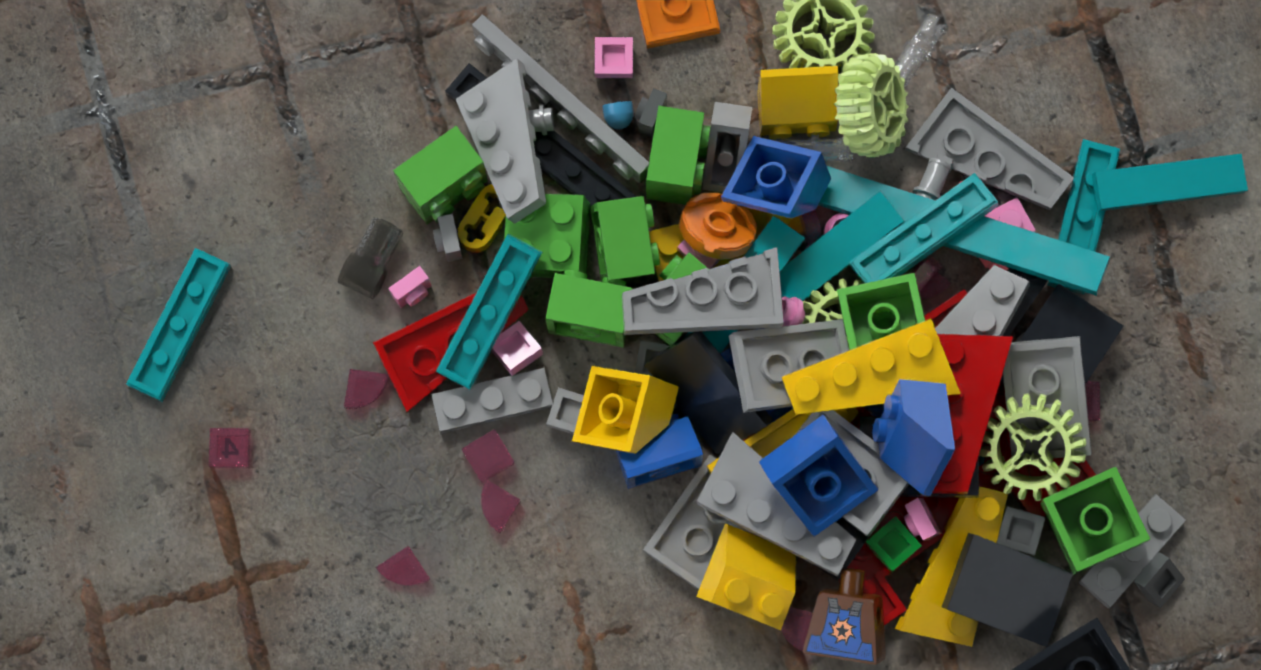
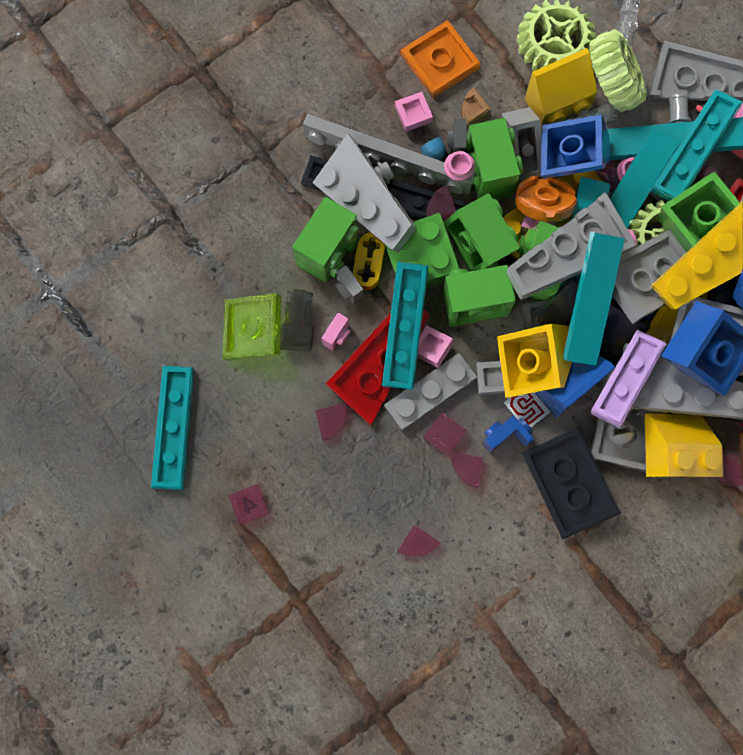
camera: 20 degrees left, 0 degrees up
(315, 243) = (252, 327): none -> clear neon green tile
(549, 480) = (500, 432): none -> blue bracket
(596, 184) = (441, 203): none -> clear pink tile
(597, 466) = (528, 408): none -> white sticker
(608, 569) = (571, 482): none -> black tile
(632, 148) = (459, 166): none -> bright pink plate
(685, 541) = (620, 439): none -> light grey hinge
(688, 81) = (474, 108): none -> medium nougat tile
(707, 365) = (593, 298): none -> teal tile
(713, 473) = (628, 378): none -> lavender tile

